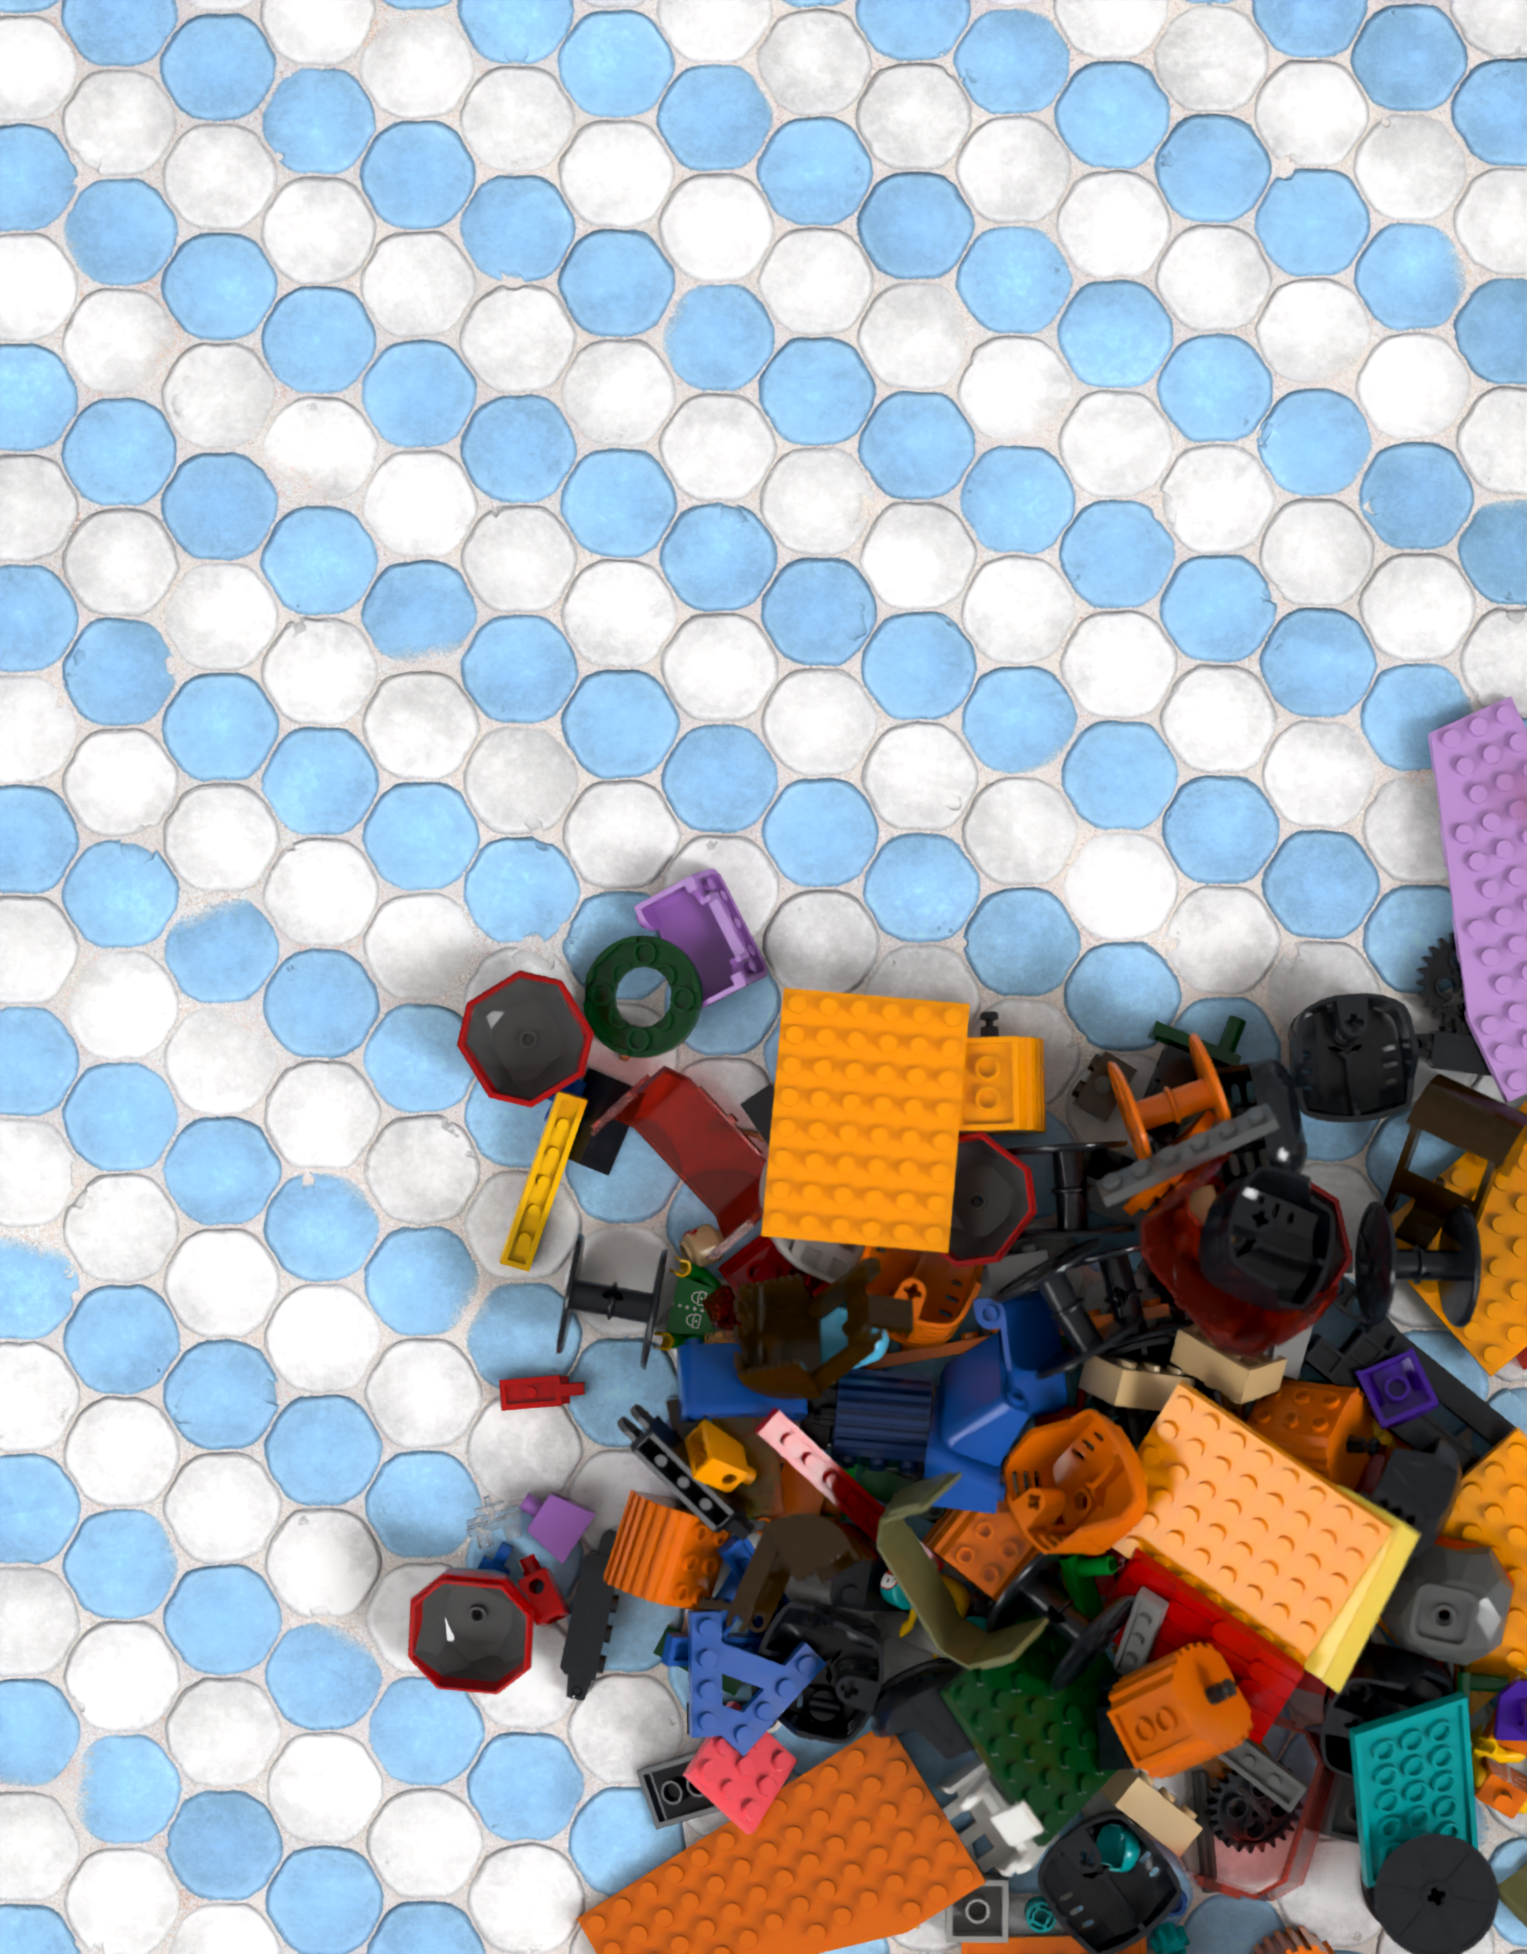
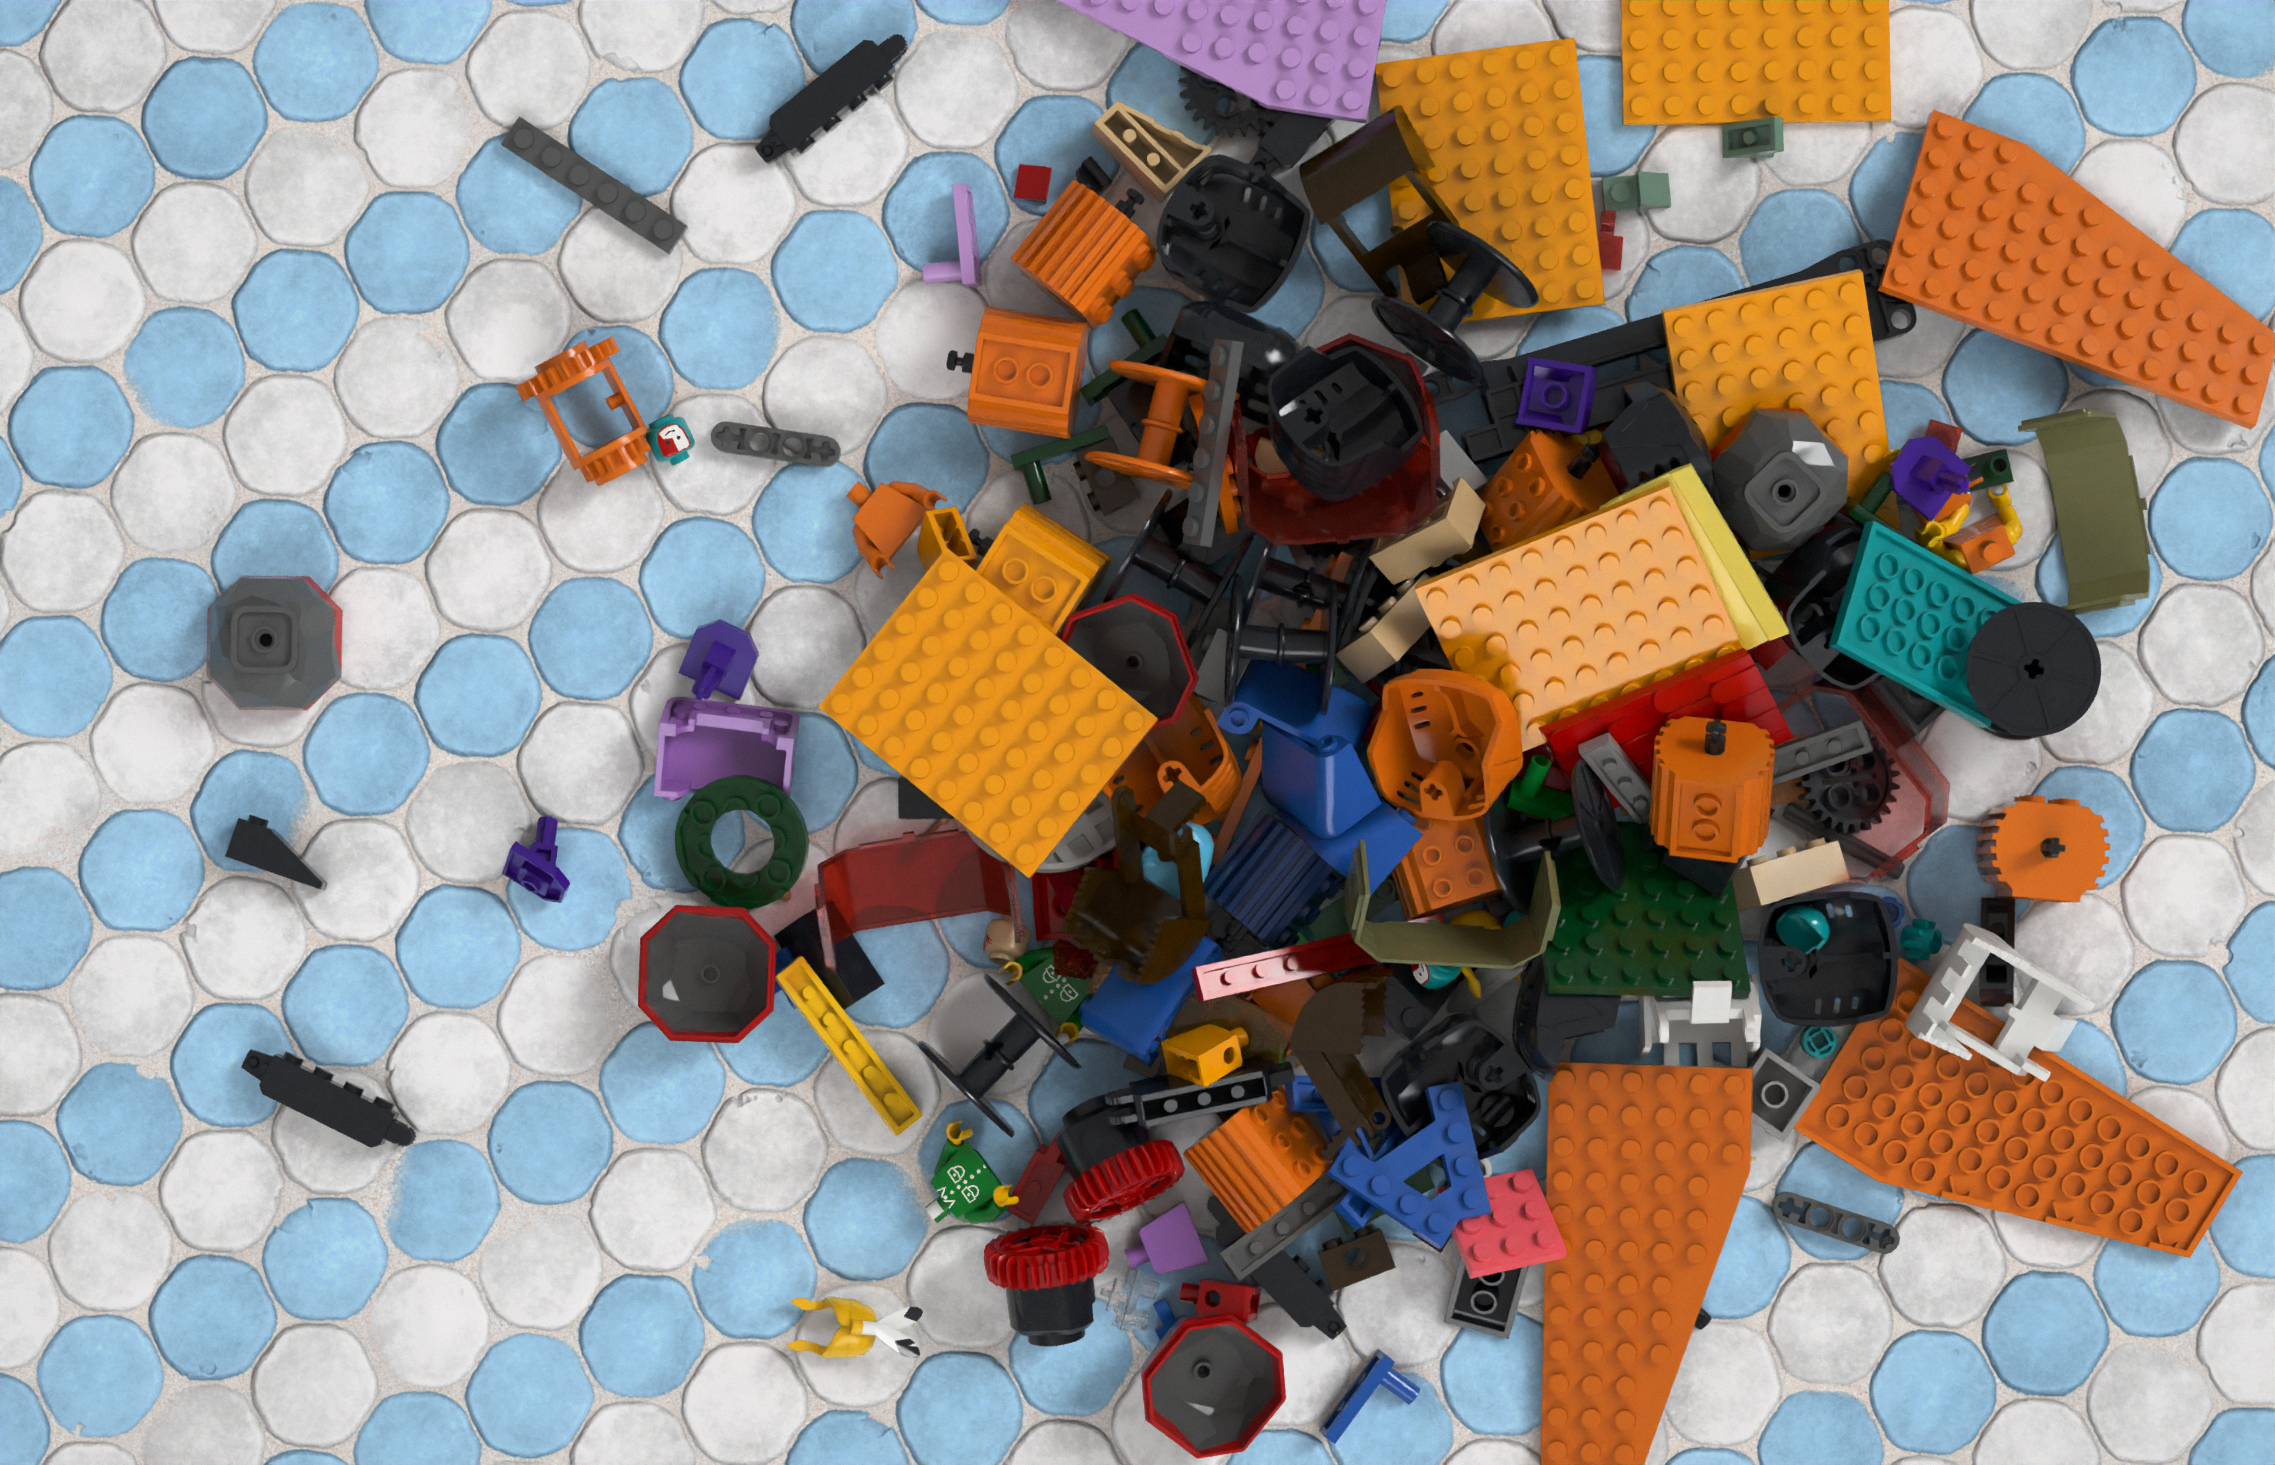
camera: 55 degrees left, 0 degrees up
(239, 816) = (326, 1100): none -> black hinge
(336, 1333) = (860, 1329): none -> yellow hair
(397, 643) = (268, 850): none -> black slope
(469, 1451) = (1048, 1278): none -> piece
(499, 1340) = (967, 1183): none -> green torso
(520, 854) = (536, 867): none -> dark purple piece
(563, 571) = (303, 650): none -> dark grey rock
(563, 1745) = (1376, 1372): none -> blue piece
(587, 1442) = (1112, 1163): none -> piece
(598, 1595) = (1284, 1226): none -> dark grey plate
(646, 1689) = (1376, 1259): none -> dark brown brick
(769, 887) = (720, 660): none -> dark purple piece
(909, 737) = (670, 439): none -> head
(910, 626) = (569, 369): none -> orange piece
(961, 943) = (888, 518): none -> orange torso
(964, 817) = (775, 447): none -> dark grey beam
(977, 989) = (944, 530): none -> light orange torso
(1062, 551) = (594, 185): none -> dark grey plate
(1078, 1019) = (1030, 459): none -> dark green piece
(1142, 972) = (1025, 372): none -> orange piece
(1190, 873) = (968, 266): none -> lavender piece
(1249, 683) = (830, 96): none -> black hinge
(1263, 958) = (1086, 253): none -> orange piece
(1288, 880) = (1033, 183): none -> red slope
(1322, 922) = (1093, 176): none -> black plate
(1372, 951) = (1147, 149): none -> tan wedge

